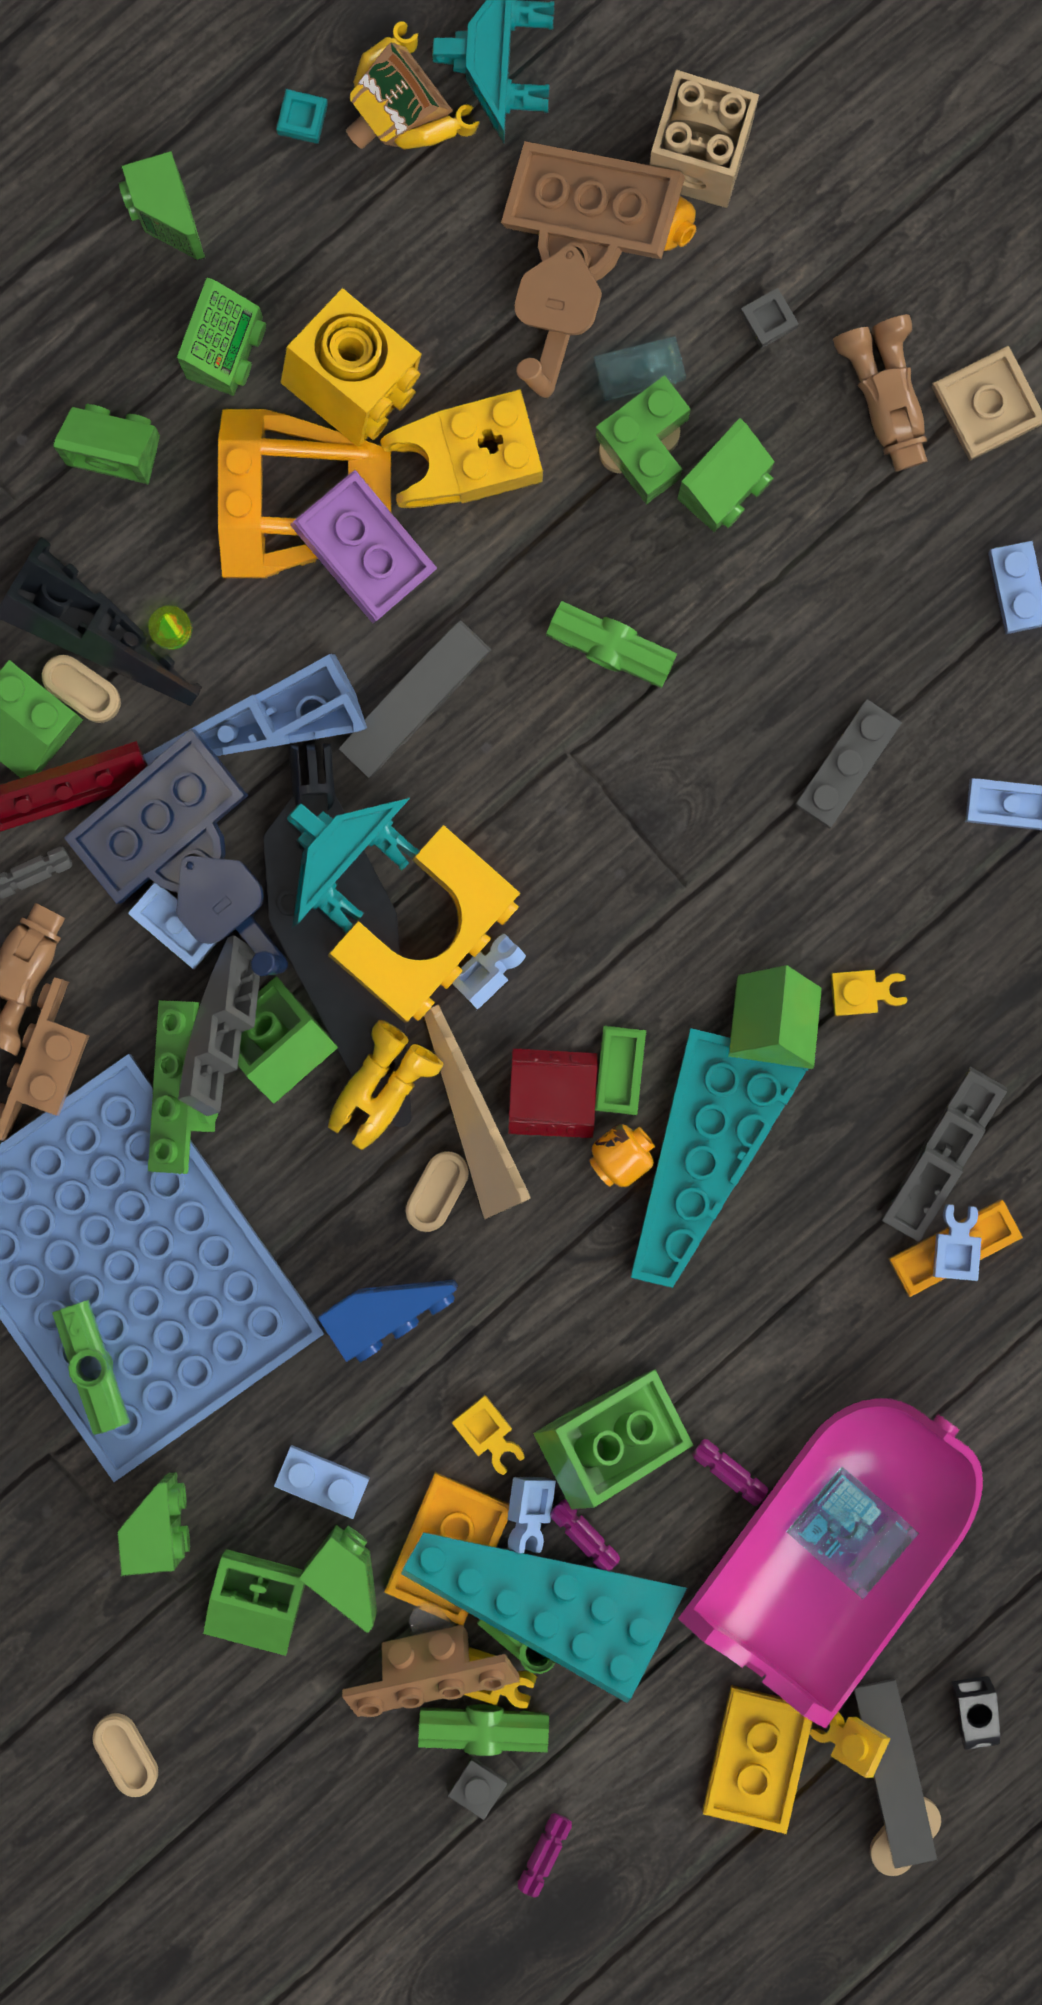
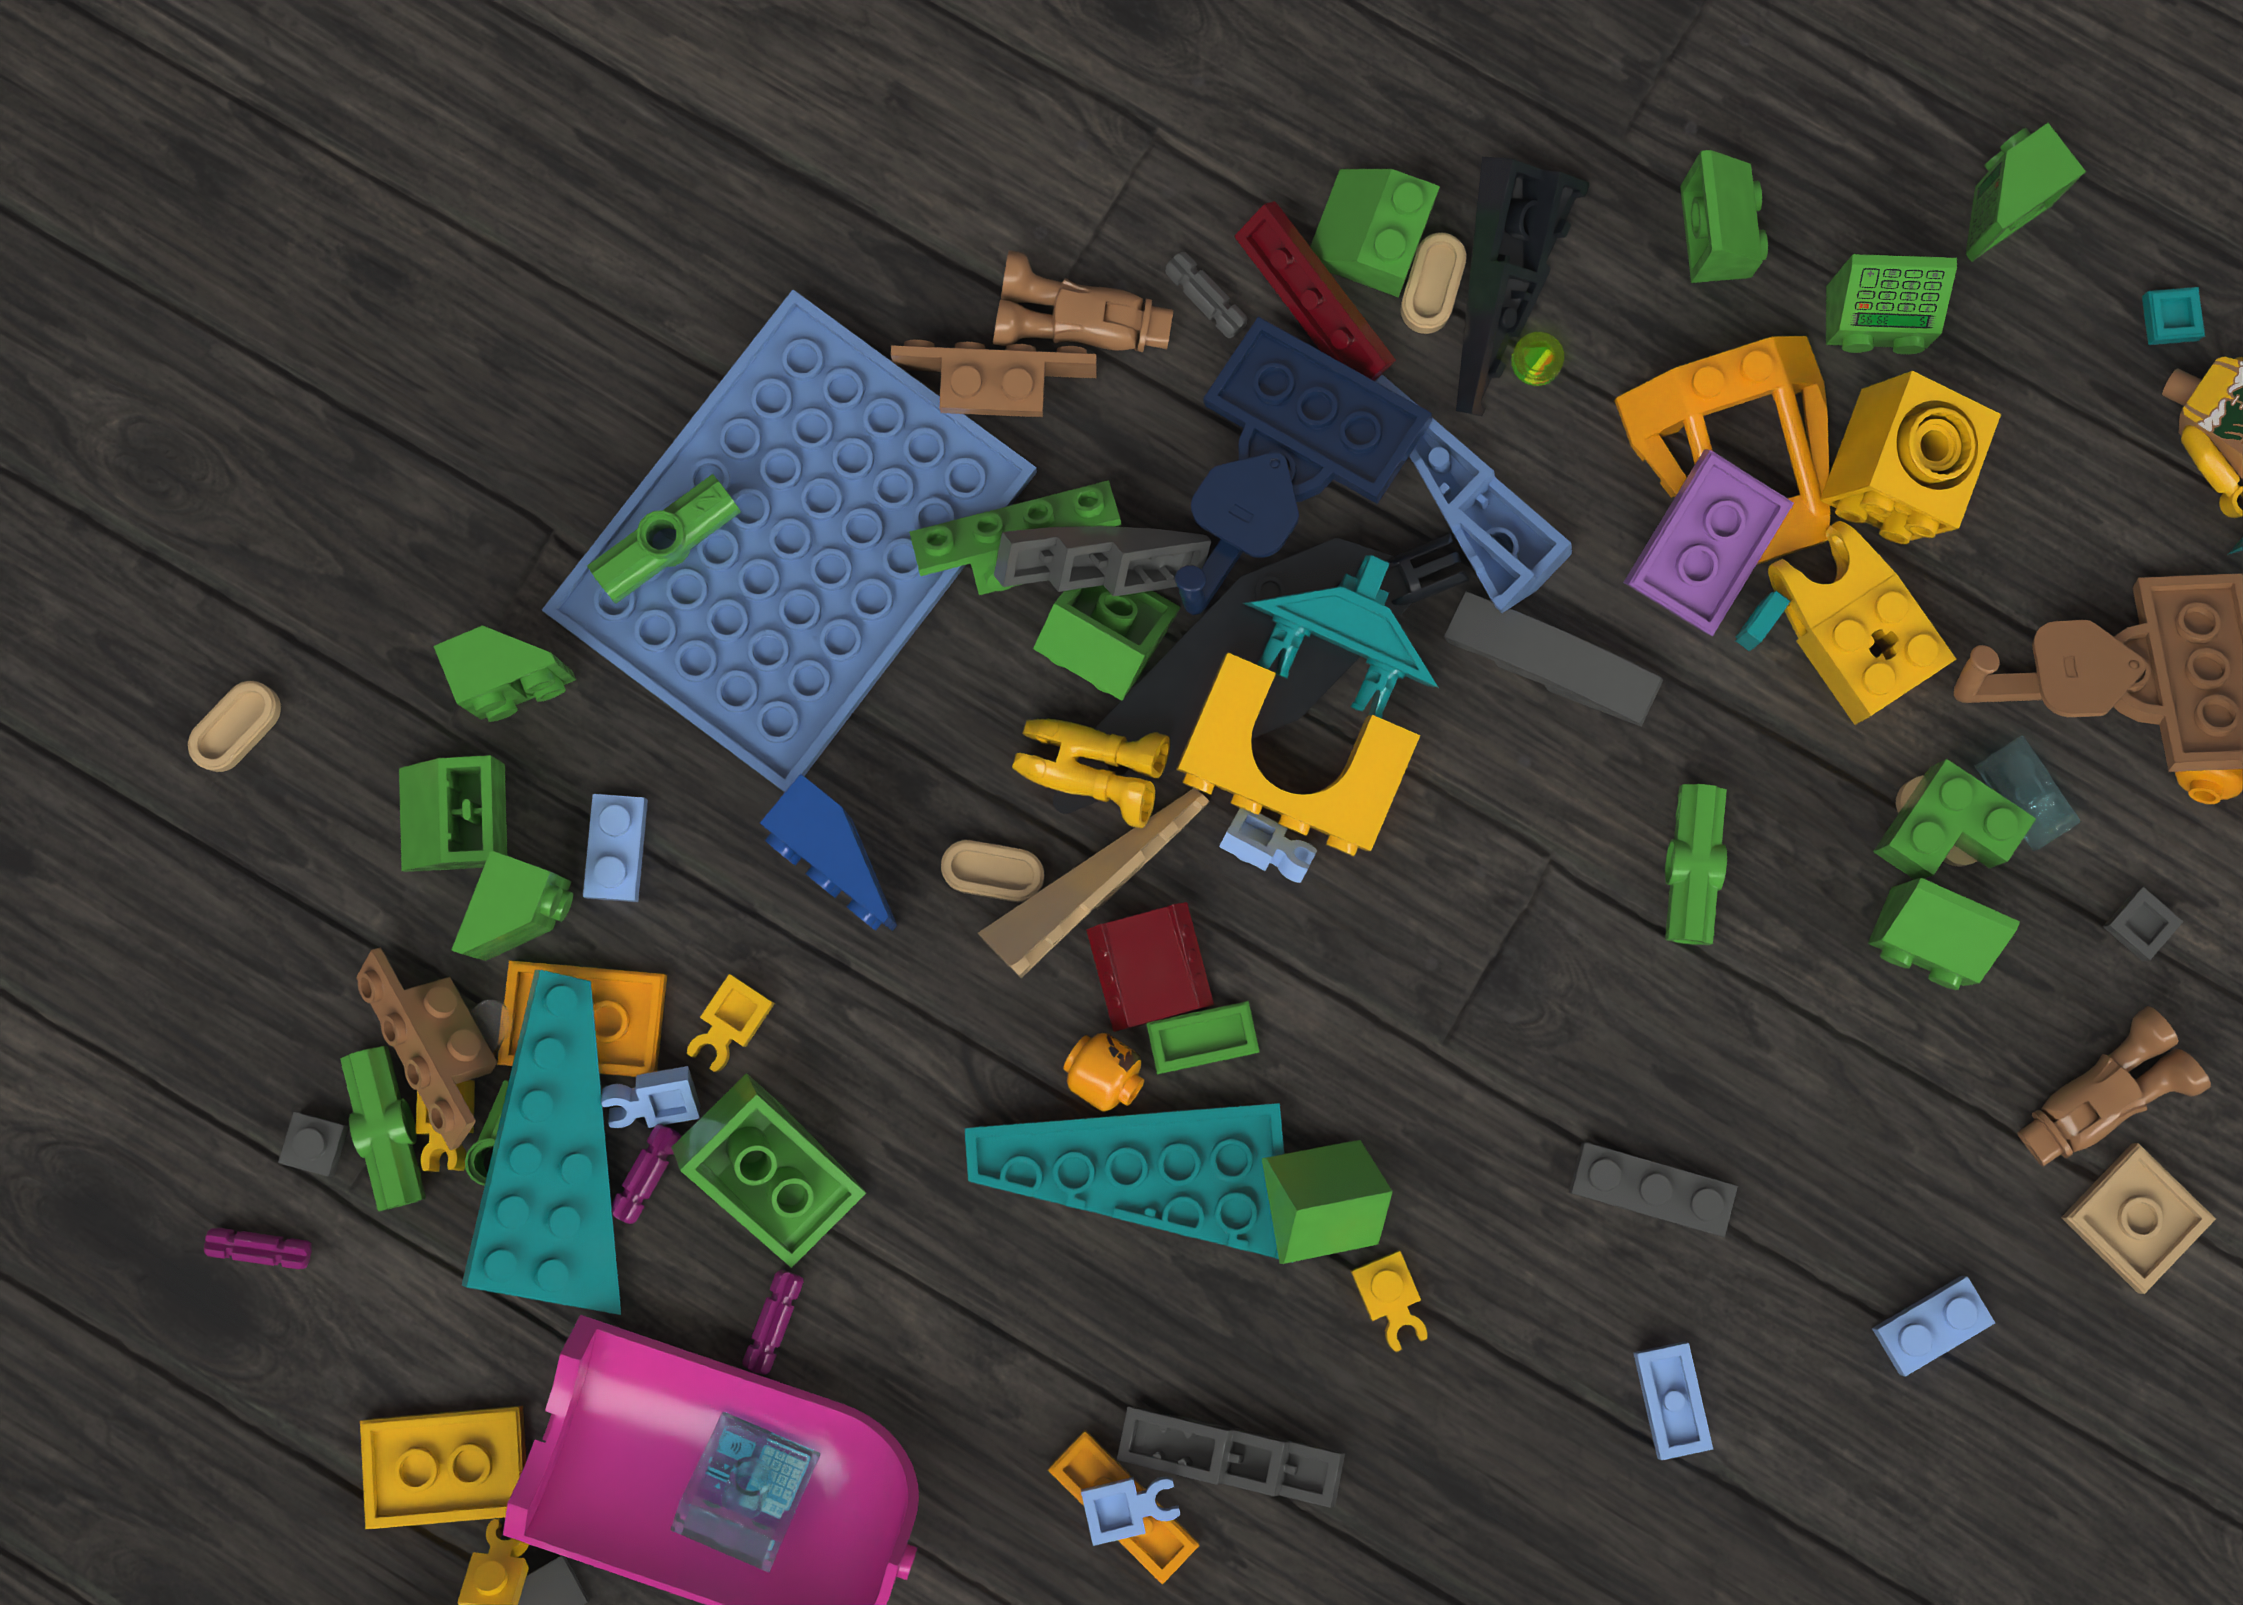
camera: 70 degrees right, 5 degrees down
(158, 915) = (1204, 448): light blue plate -> none
(438, 526) = (1762, 620): none -> teal tile

